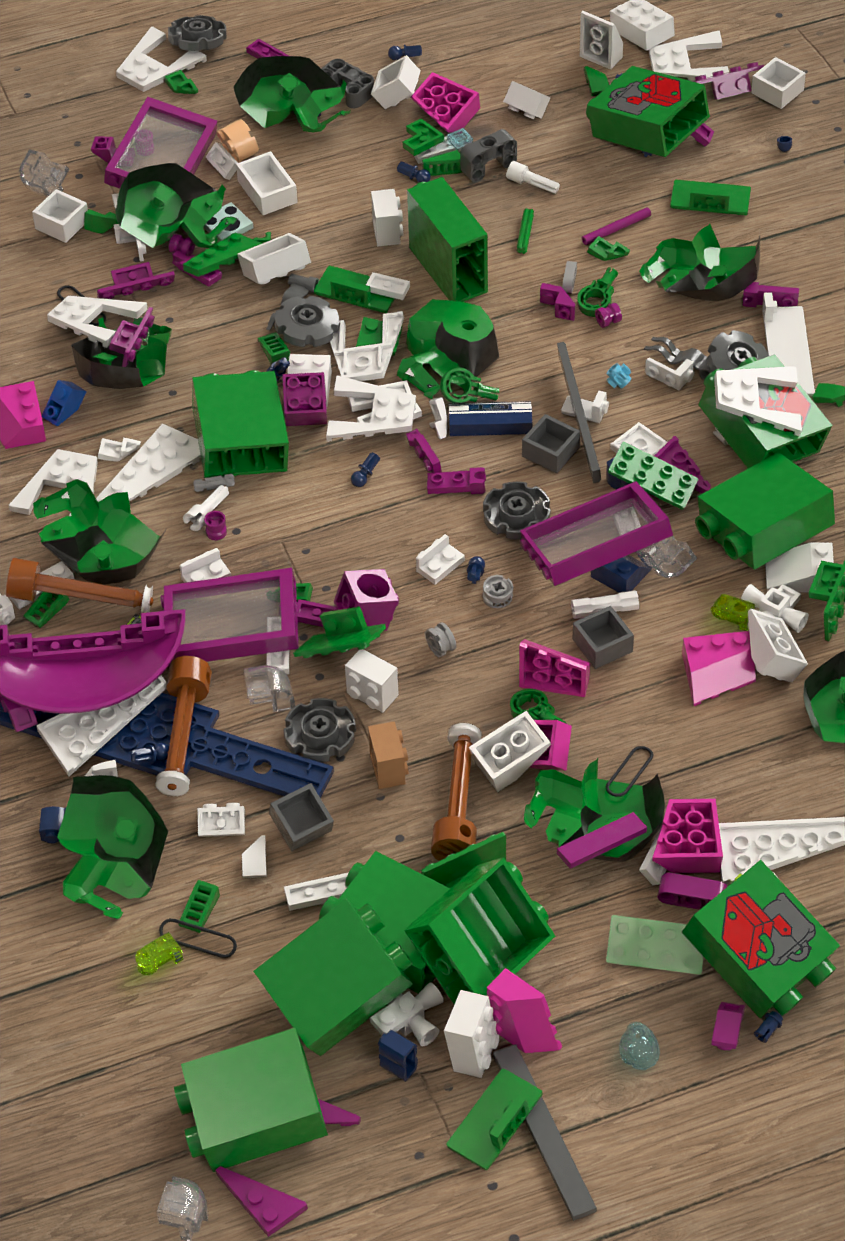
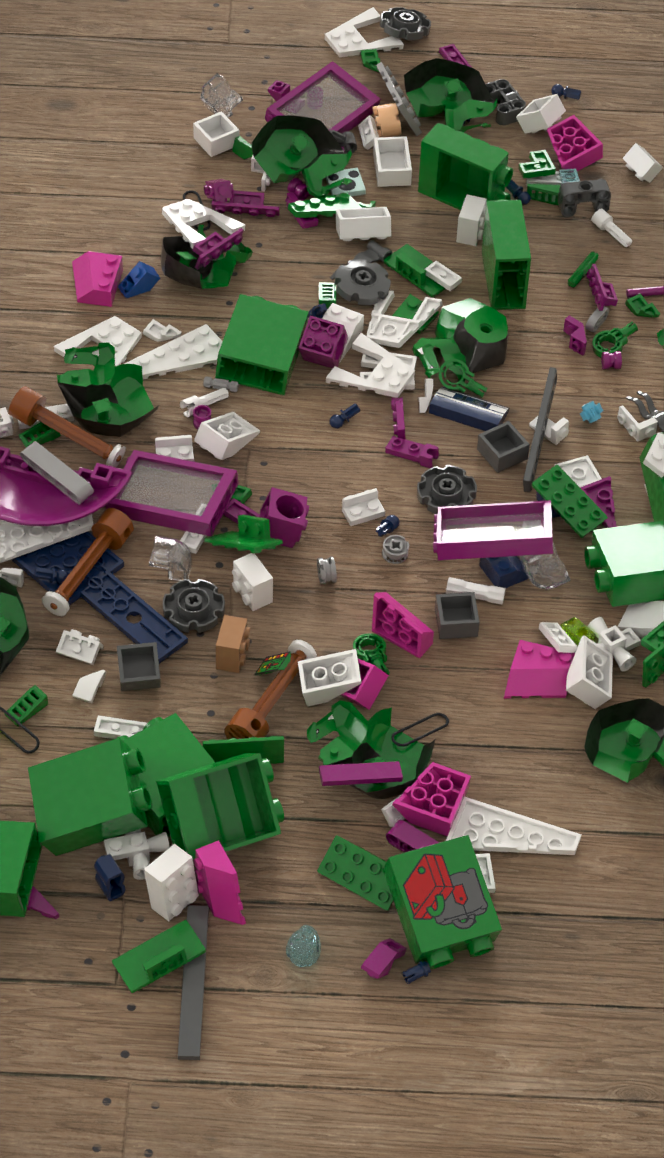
camera: 20 degrees right, 0 degrees up
(98, 274) = (218, 189): none -> magenta brick
(100, 640) = (57, 472): none -> light grey beam
(206, 175) = (346, 140): none -> dark grey axle
(236, 112) = (401, 102): none -> light grey wing
(251, 535) = (225, 435): none -> white slope
(351, 162) = (461, 166): none -> green brick
(441, 759) = (274, 663): none -> piece
(557, 245) = (602, 291): none -> magenta bracket
(719, 621) = (557, 637): none -> white tile

